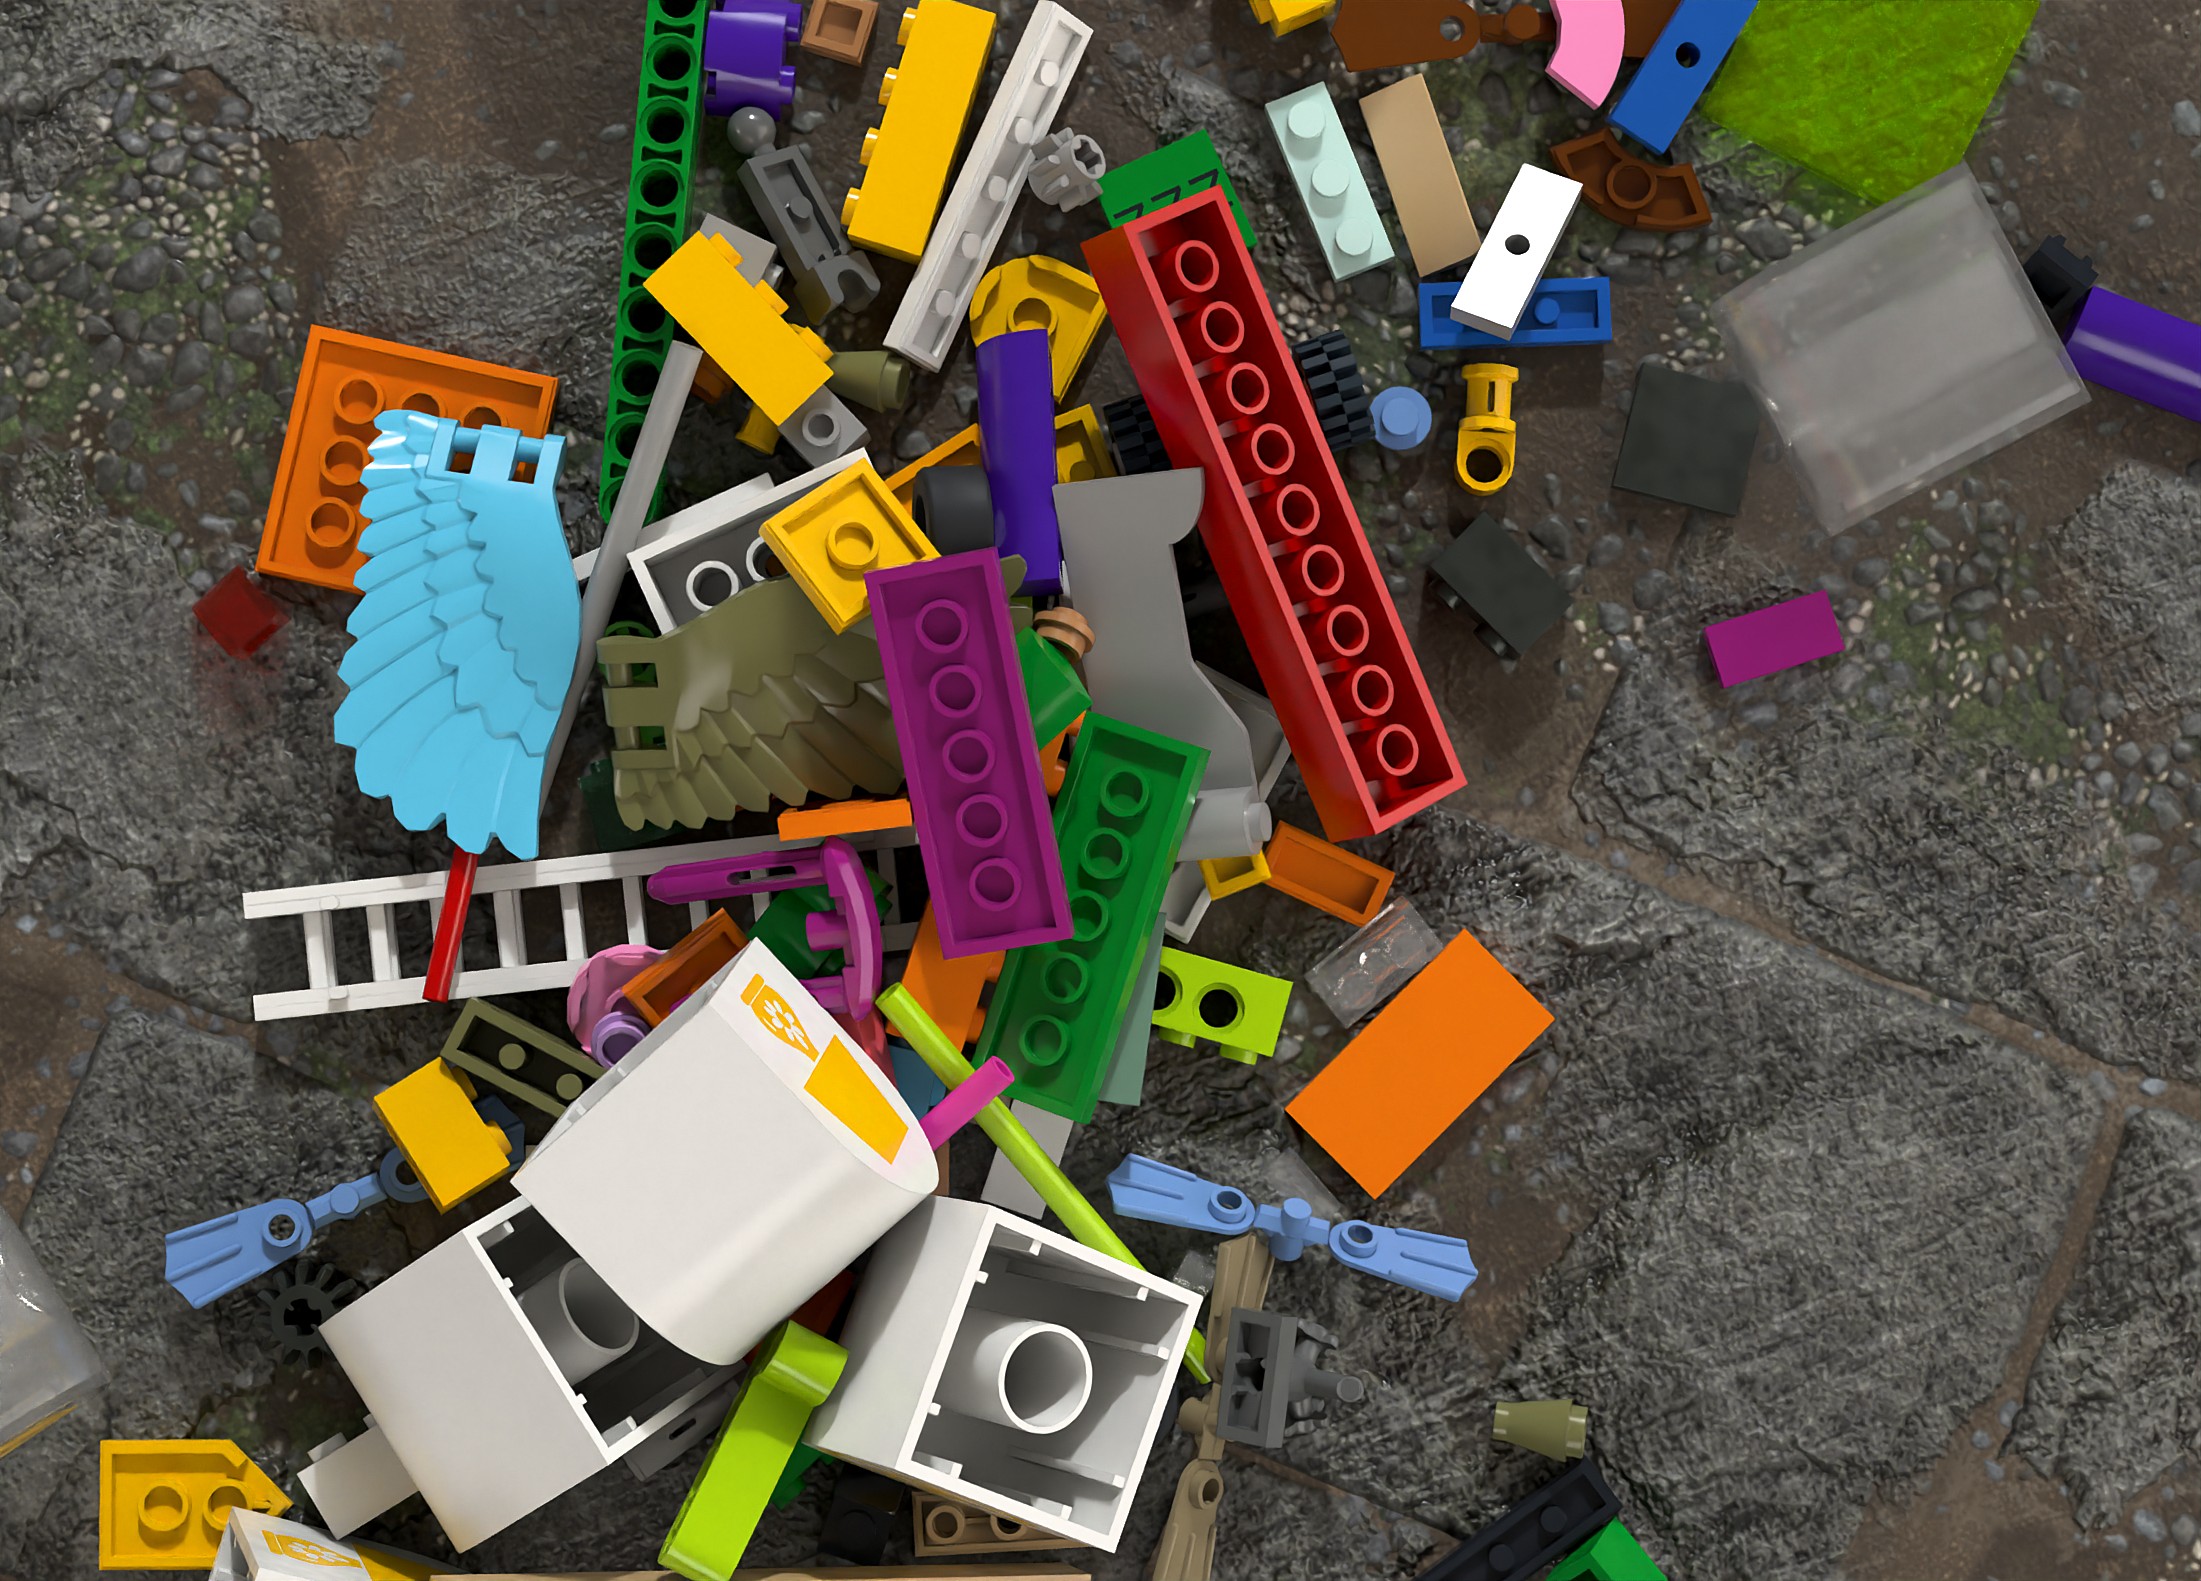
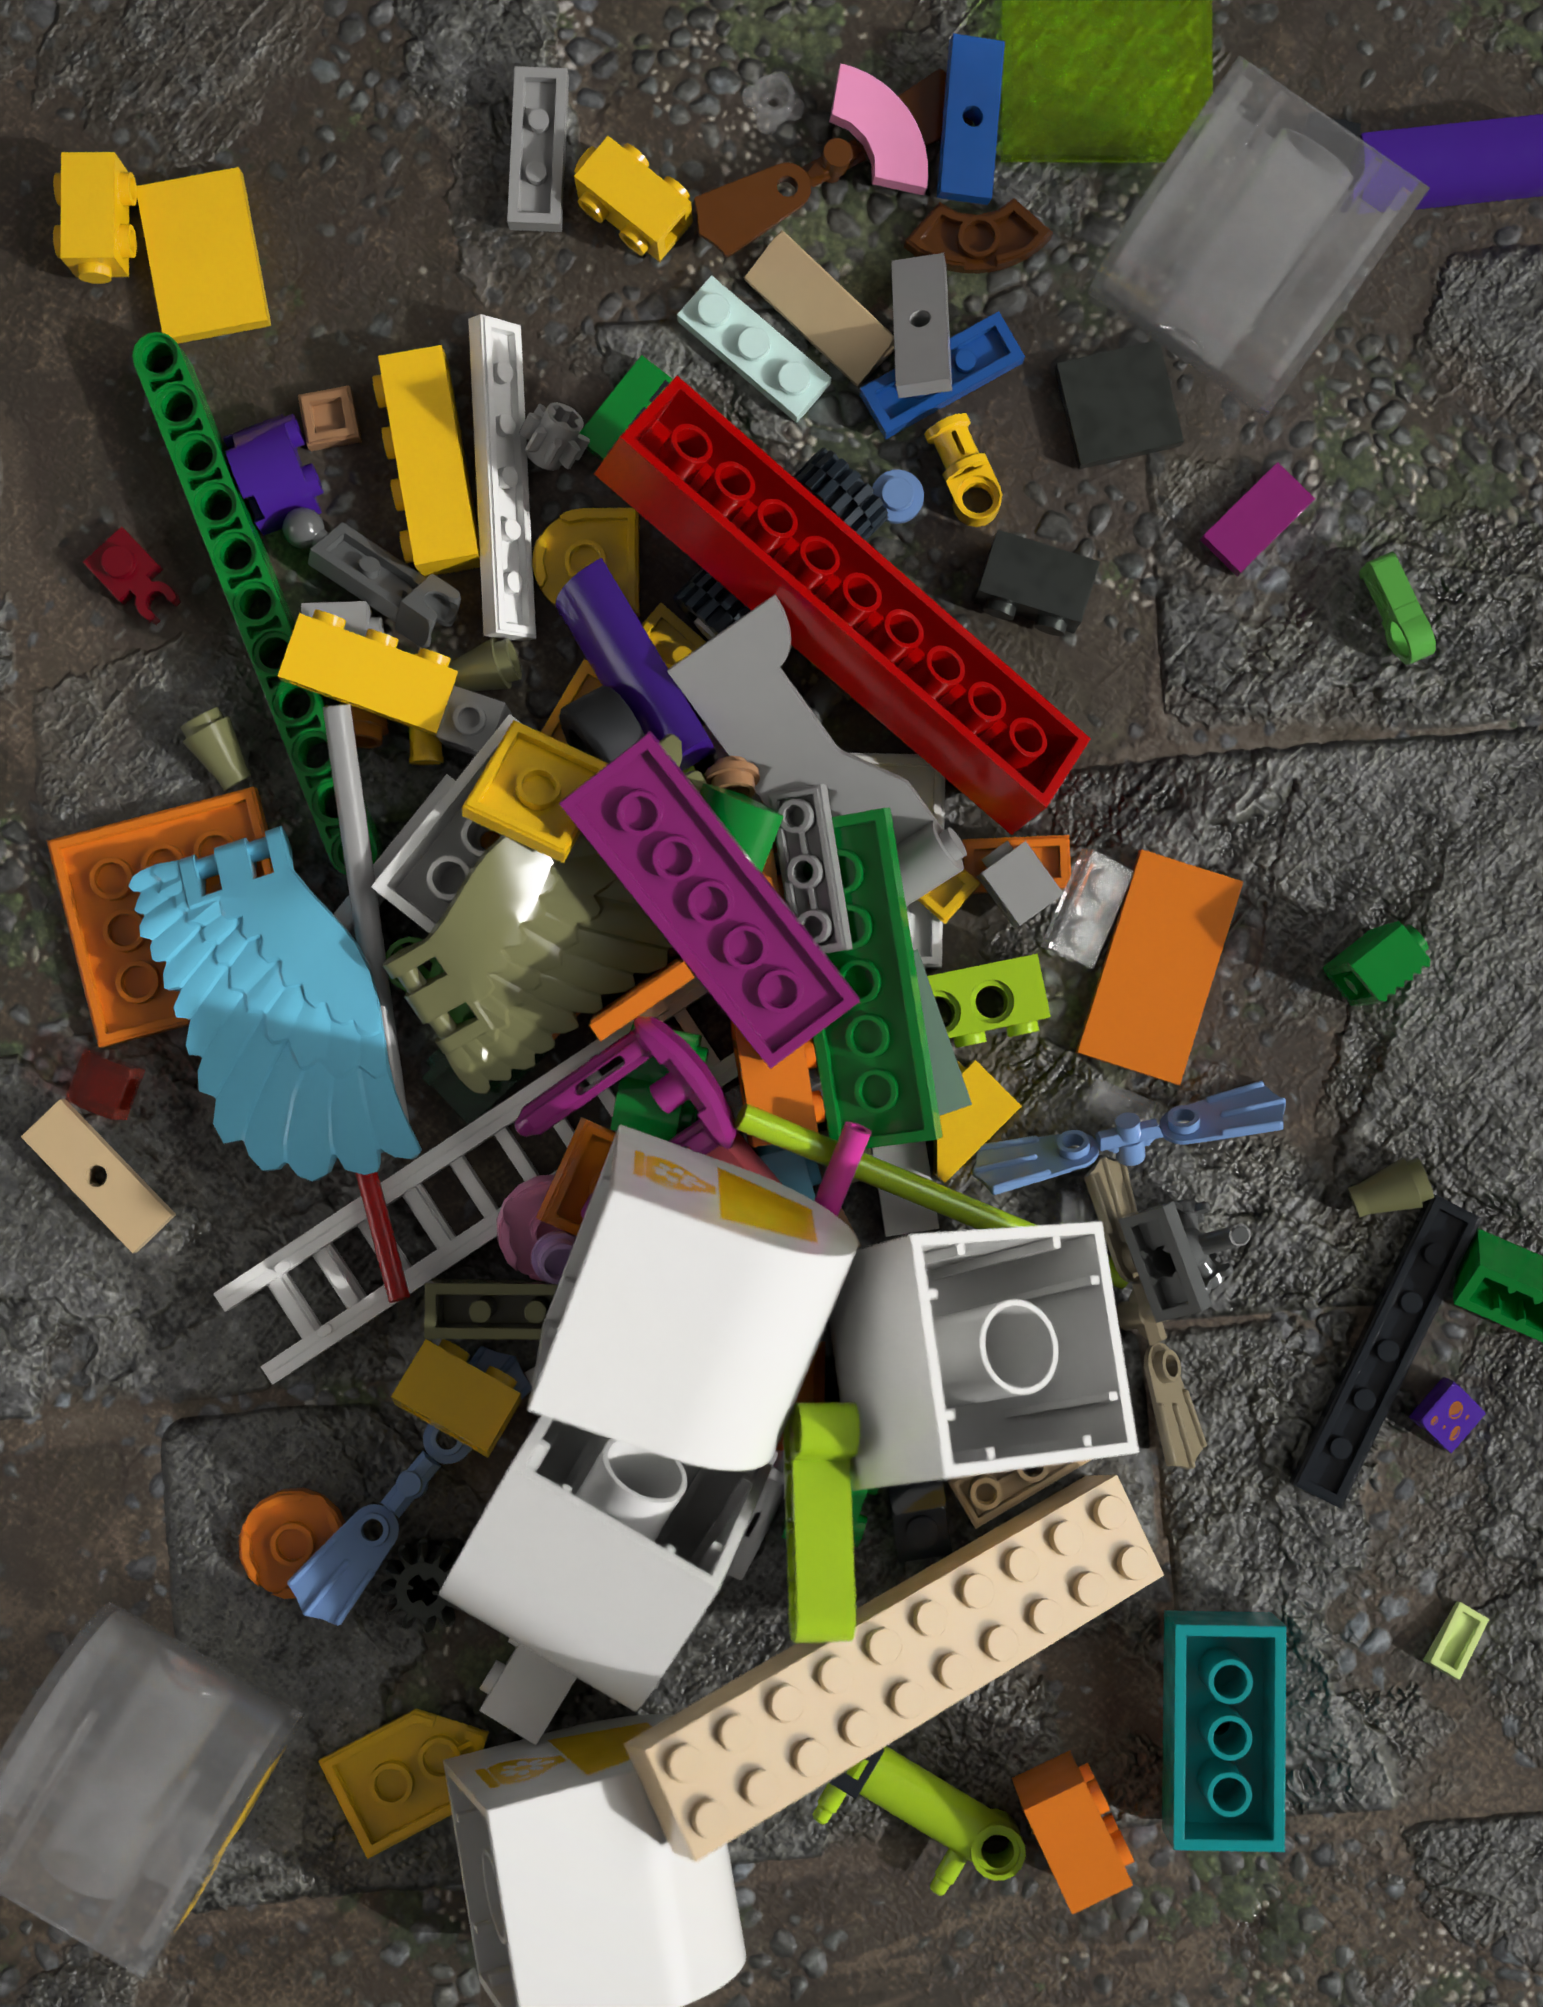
camera: 30 degrees left, 0 degrees up
(171, 669) = (74, 1154): none -> tan tile
(186, 1185) = (284, 1535): none -> orange tile
(540, 316) = (216, 747): none -> olive cone
(543, 80) = (129, 572): none -> dark red plate
(1109, 738) = (809, 837): none -> light grey tile
(1127, 1129) = (971, 1126): none -> yellow slope
(1311, 896) = (1018, 882): none -> light grey brick
(1649, 1179) = (1378, 963): none -> green brick
(1872, 814) = (1403, 619): none -> bright green piece

